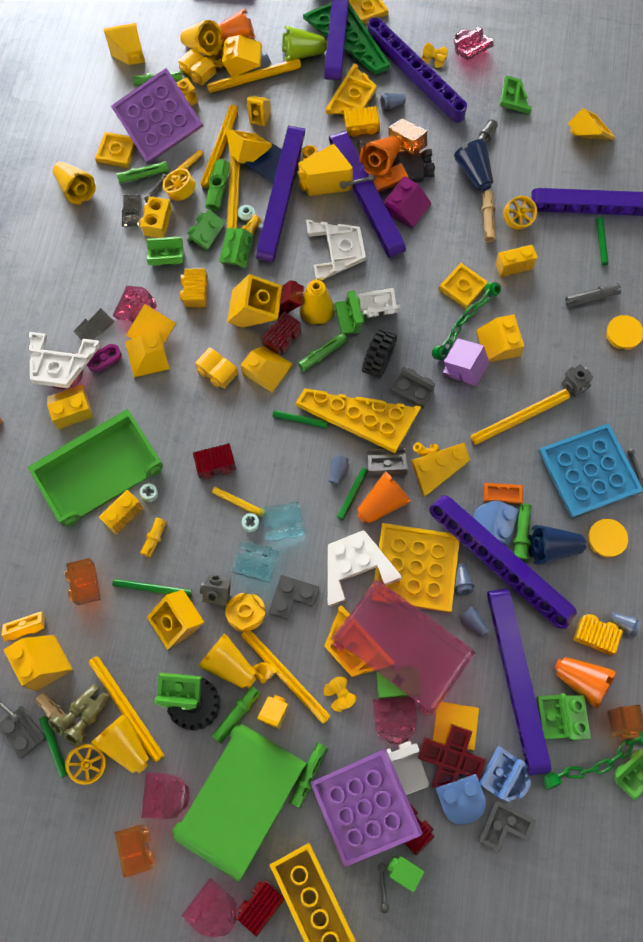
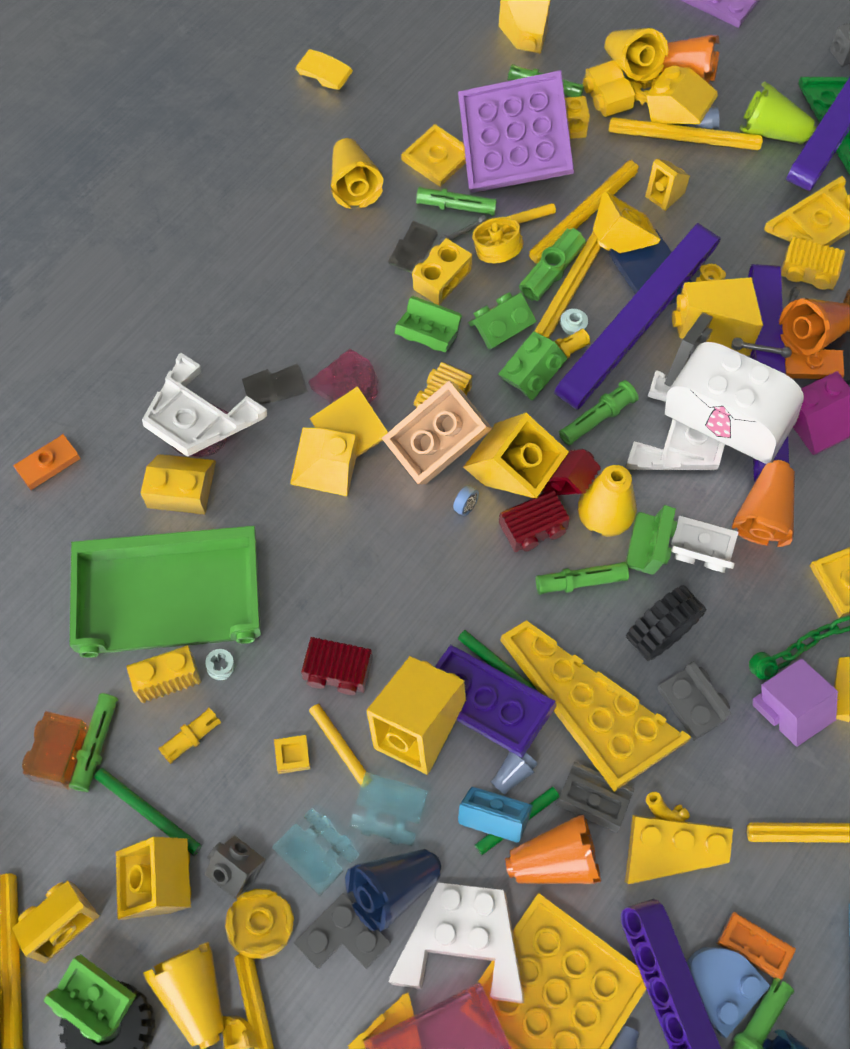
camera: 25 degrees right, 5 degrees down
(19, 125) = (324, 68): none -> yellow slope
(103, 357) = (263, 436): magenta plate -> none
(103, 574) = (82, 778): none -> bright green pin
(134, 666) = (54, 922): none -> yellow slope
(203, 309) = (436, 433): none -> light nougat brick
(215, 519) = (292, 754): none -> yellow plate
(216, 368) = (413, 528): yellow brick -> none
(238, 340) = (466, 500): none -> medium blue tile
(256, 521) = (331, 782): light aqua bush -> none
(265, 368) = (485, 561): yellow slope -> none
(272, 464) = (416, 713): none -> yellow slope
(289, 252) = (608, 406): none -> bright green pin
(304, 439) = (497, 703): none -> dark purple tile
(304, 557) = (390, 885): none -> dark blue cone
(319, 199) = (697, 334): none -> dark grey plate
(339, 496) = (494, 814): none -> dark azure slope
(357, 216) = (735, 400): none -> white brick
(403, 267) = (769, 507): none -> orange cone

